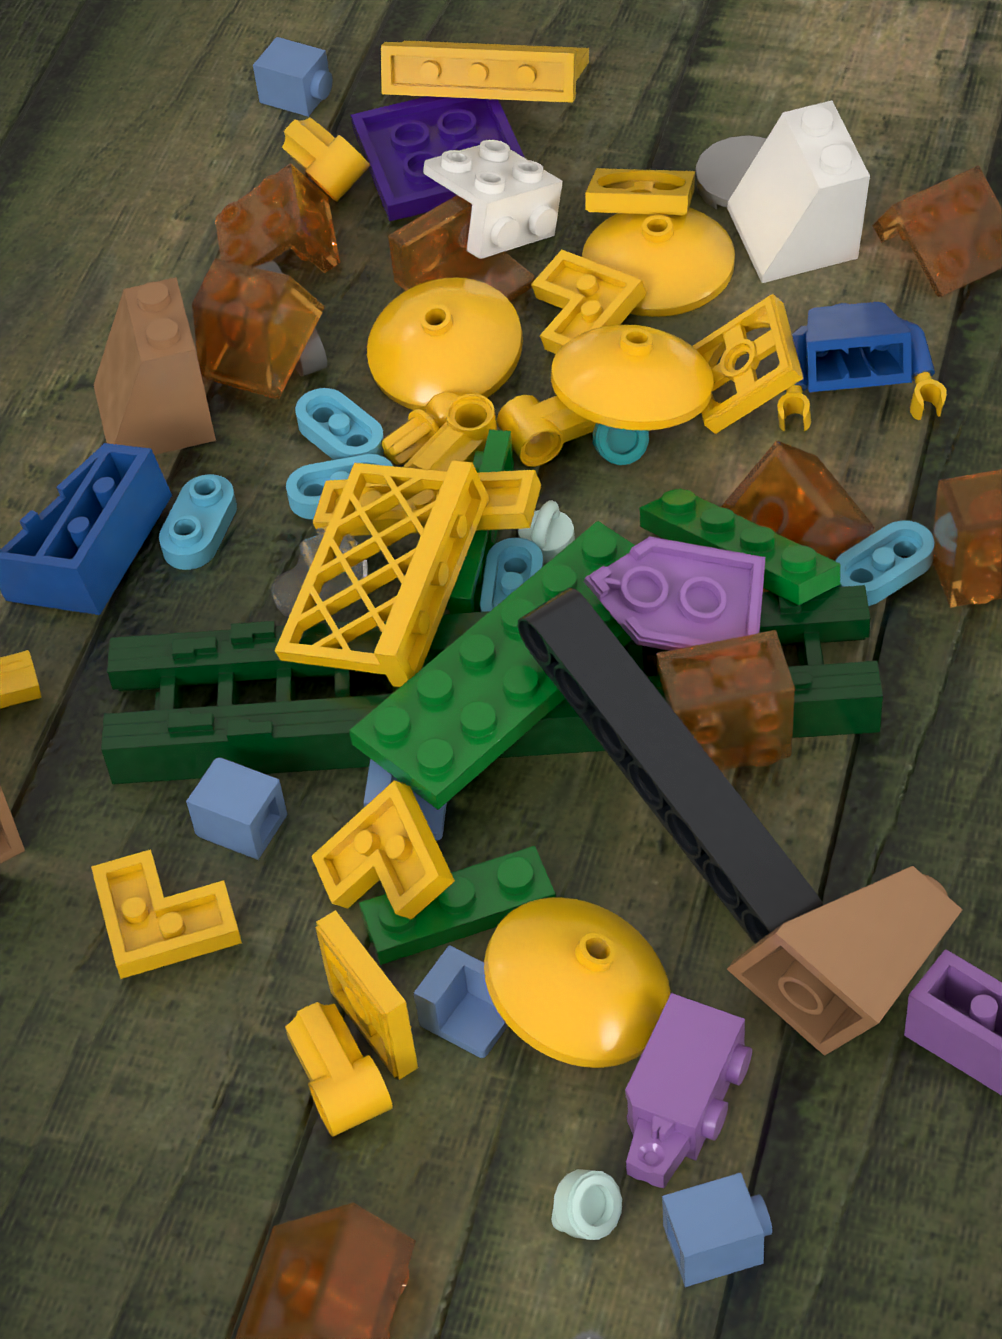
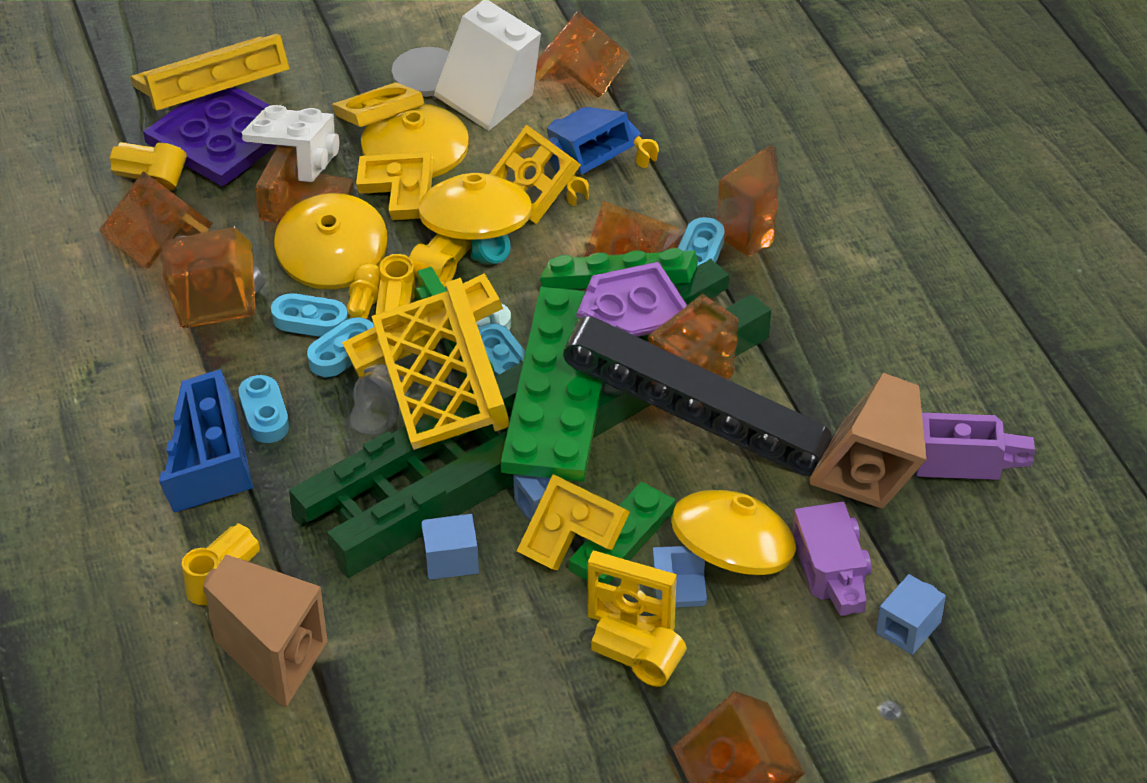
camera: 40 degrees left, 5 degrees down
(151, 374) = (167, 331): medium nougat slope -> none
(158, 930) = (458, 636): yellow plate -> none
(292, 76) = (78, 124): medium blue brick -> none
(587, 1204) = (835, 638): light aqua tile -> none

